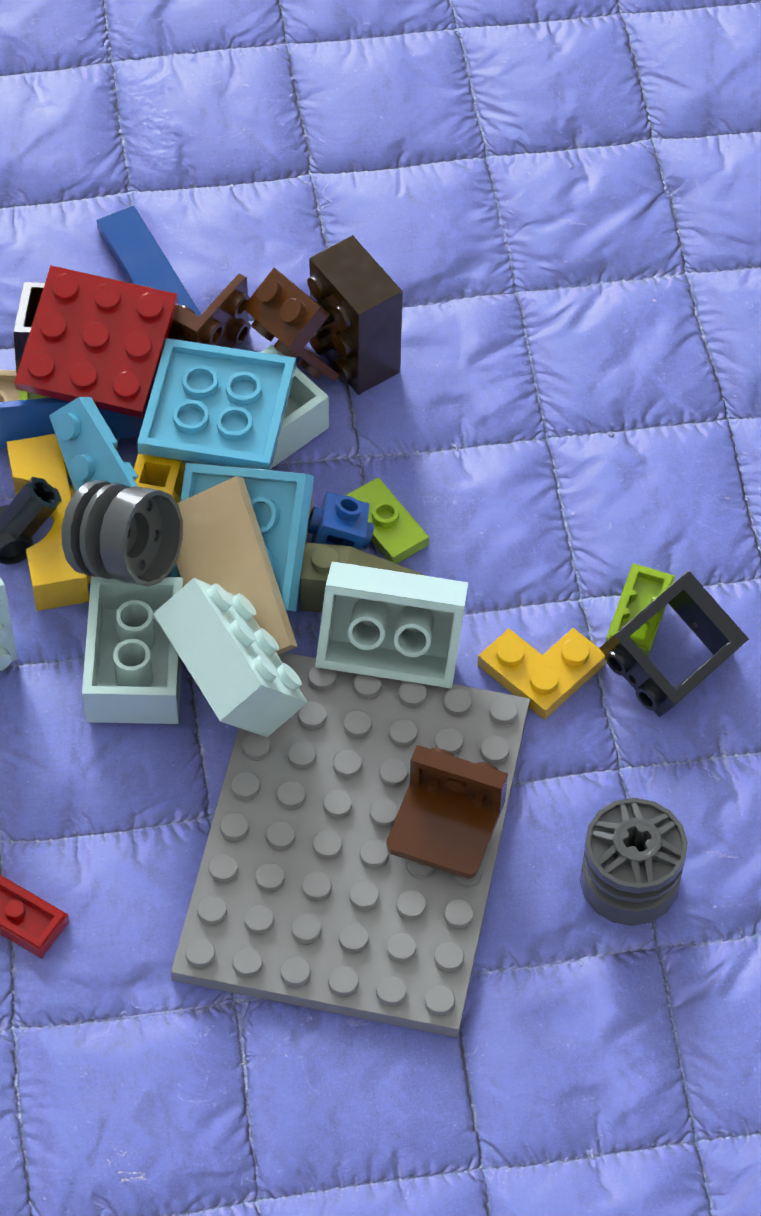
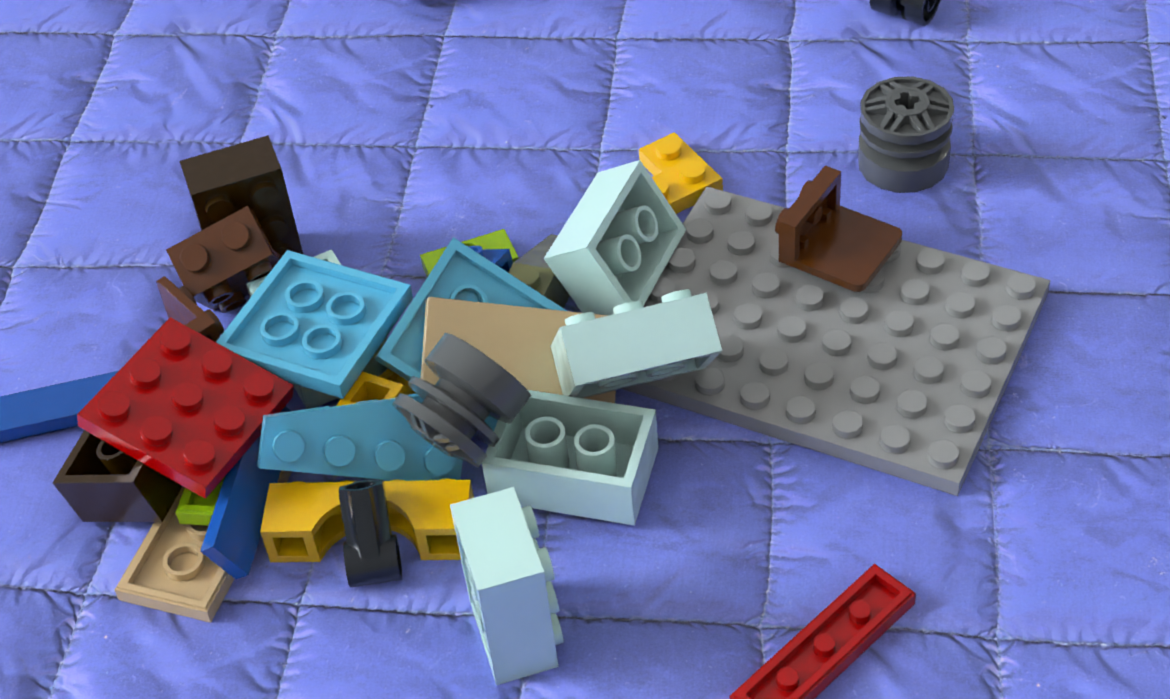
camera: 70 degrees left, 10 degrees down
(640, 590) = (634, 105): lime plate -> none
(702, 616) = (655, 72): black window -> none

